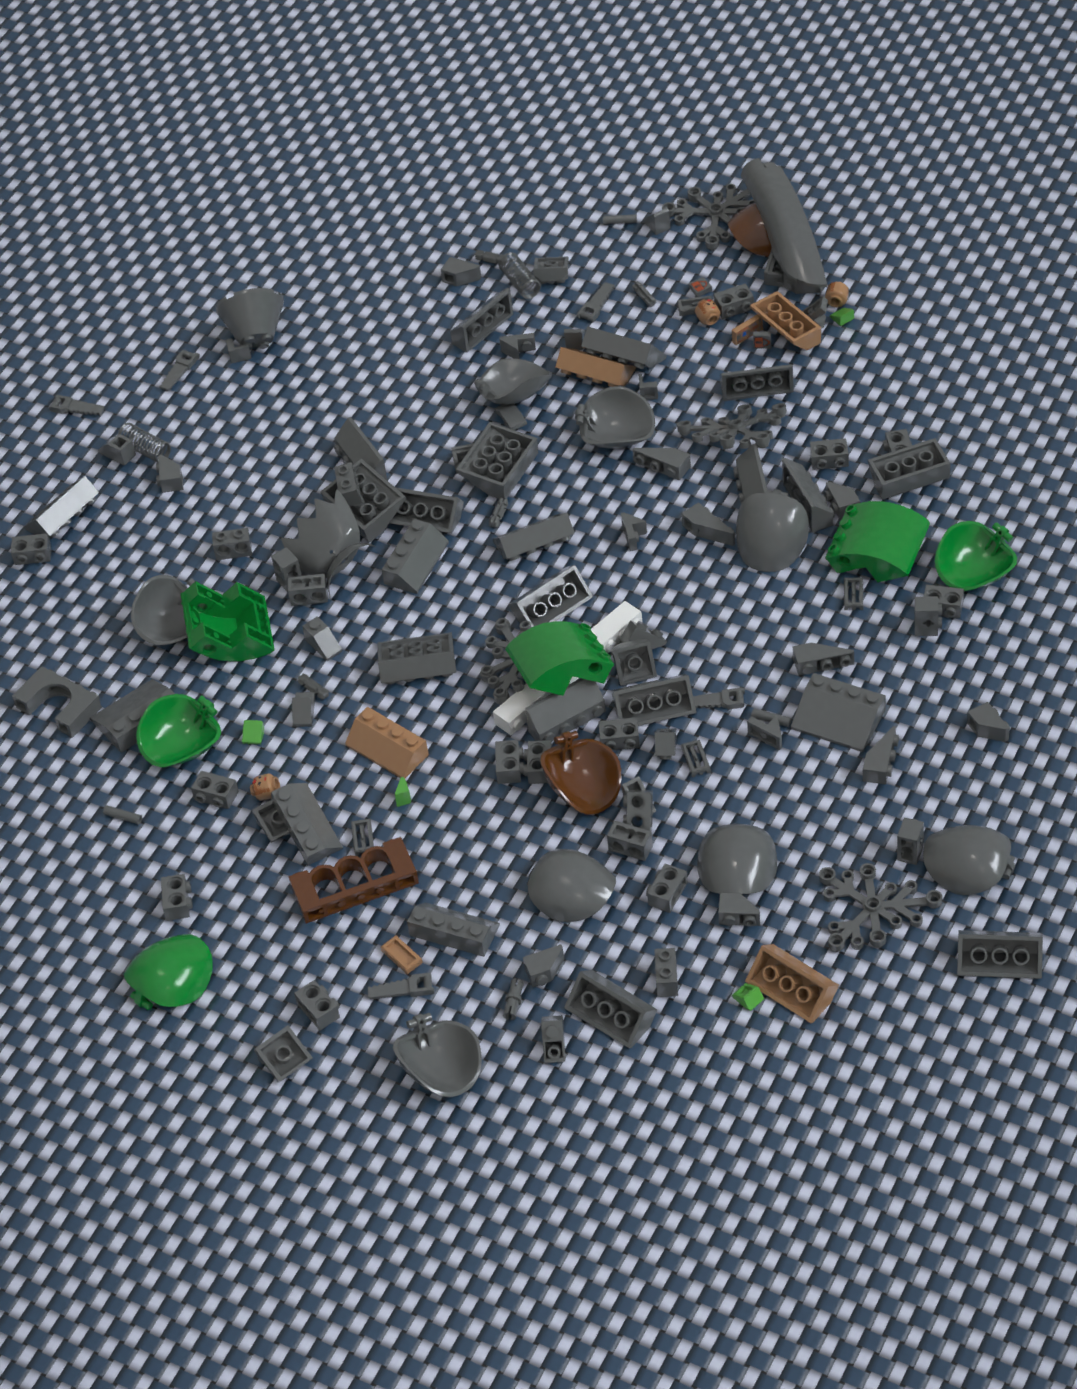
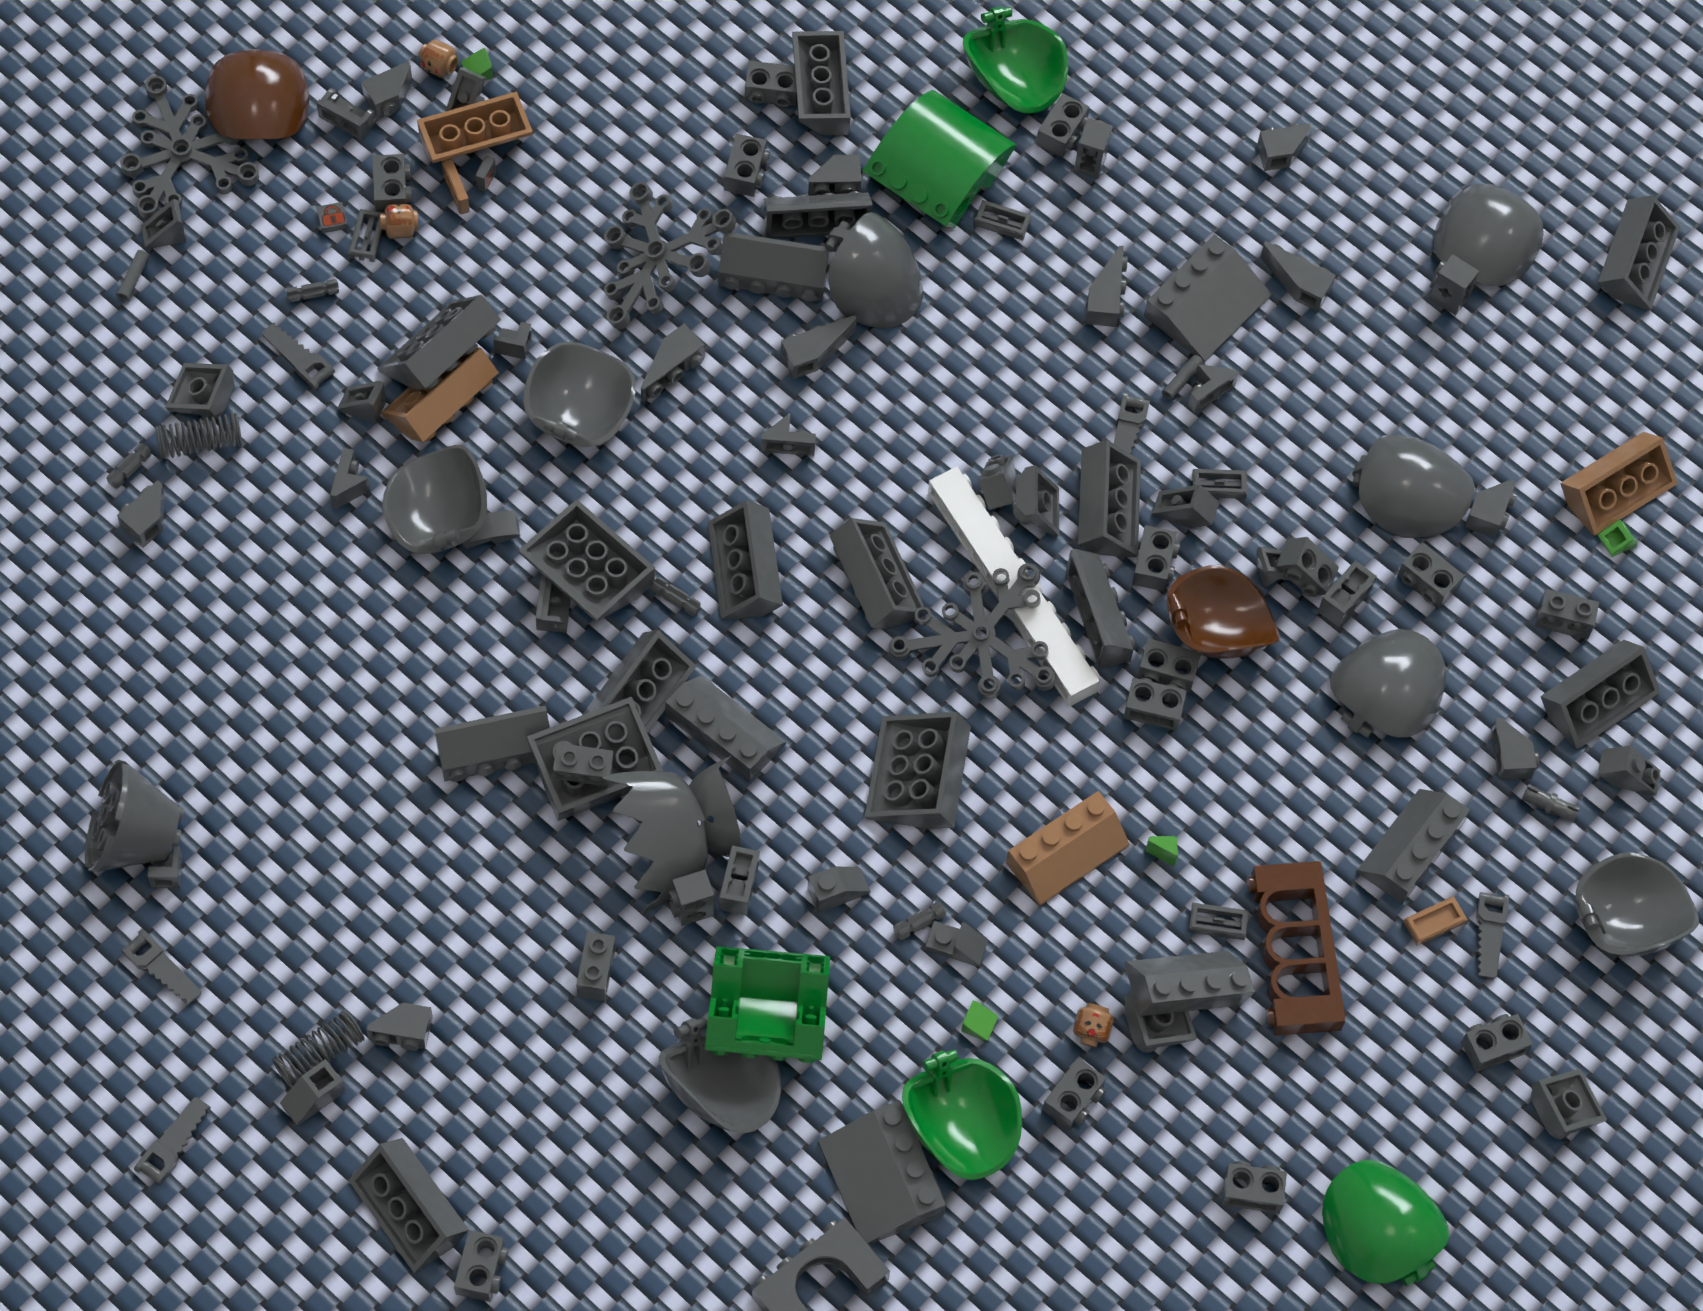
camera: 85 degrees left, 15 degrees up
(122, 814) = (1070, 1233): dark grey piece -> none
(483, 321) = (274, 510): dark grey slope -> none
(556, 652) = (1042, 574): green slope -> none
(757, 382) = (568, 203): dark grey slope -> none
(784, 222) = (291, 60): dark grey slope -> none
(898, 903) = (1529, 335): dark grey plant -> none

